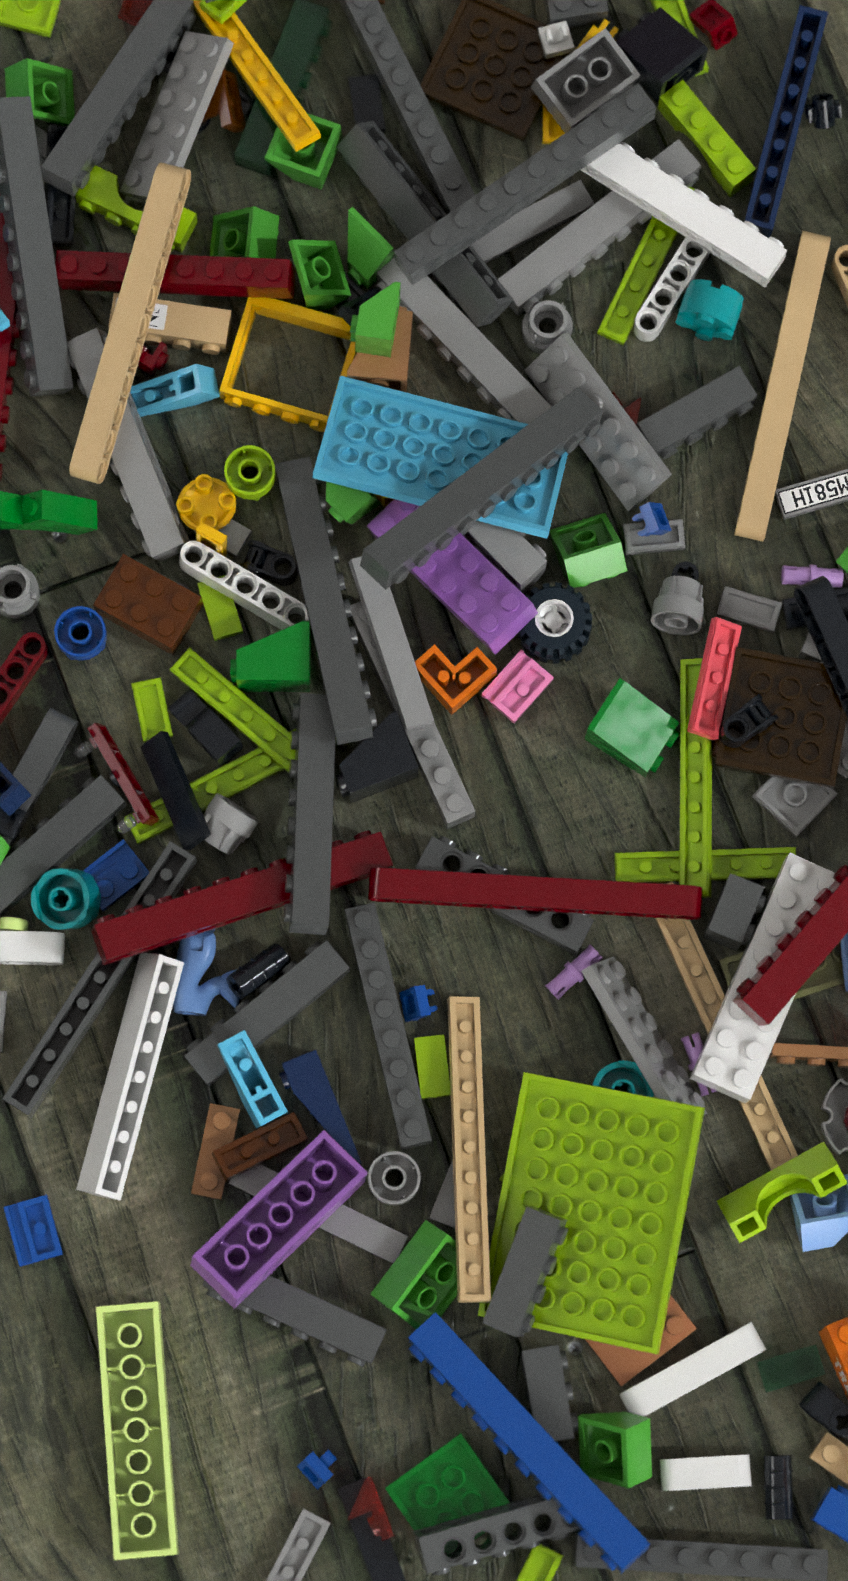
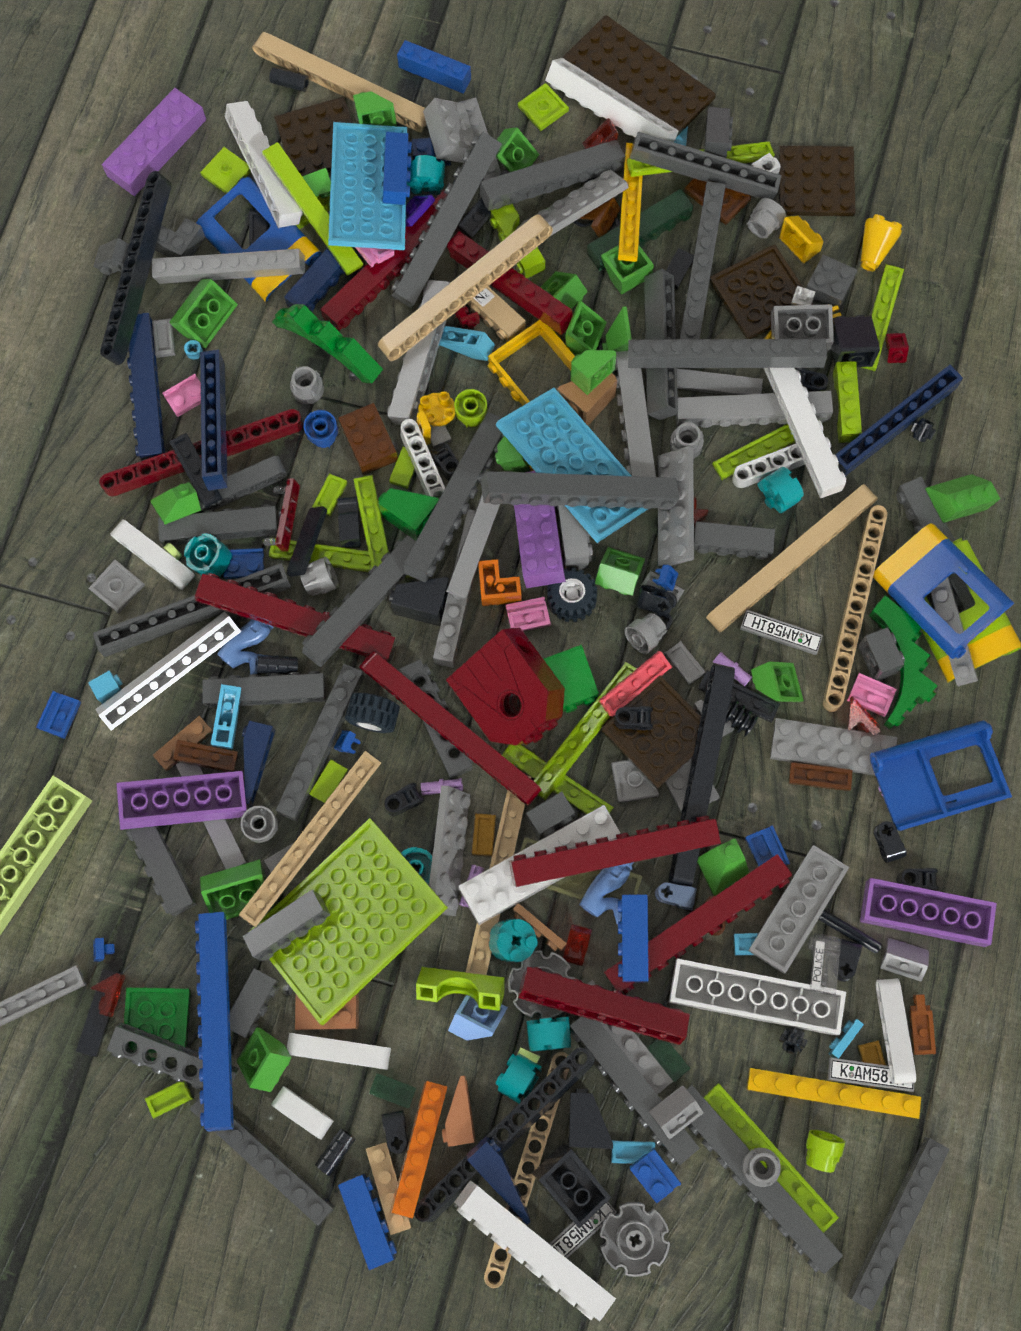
camera: 45 degrees right, 5 degrees down
(66, 1152) = (105, 686): none -> medium azure brick
(426, 944) = (372, 712): none -> black wheel
(542, 1017) = (405, 799): none -> black piece
(548, 788) = (496, 678): none -> dark red piece
(642, 147) = (809, 377): none -> black piece
(659, 558) = (655, 600): none -> black piece
(666, 992) = (483, 835): none -> pearl gold tile
(799, 1091) = (523, 943): none -> teal brick

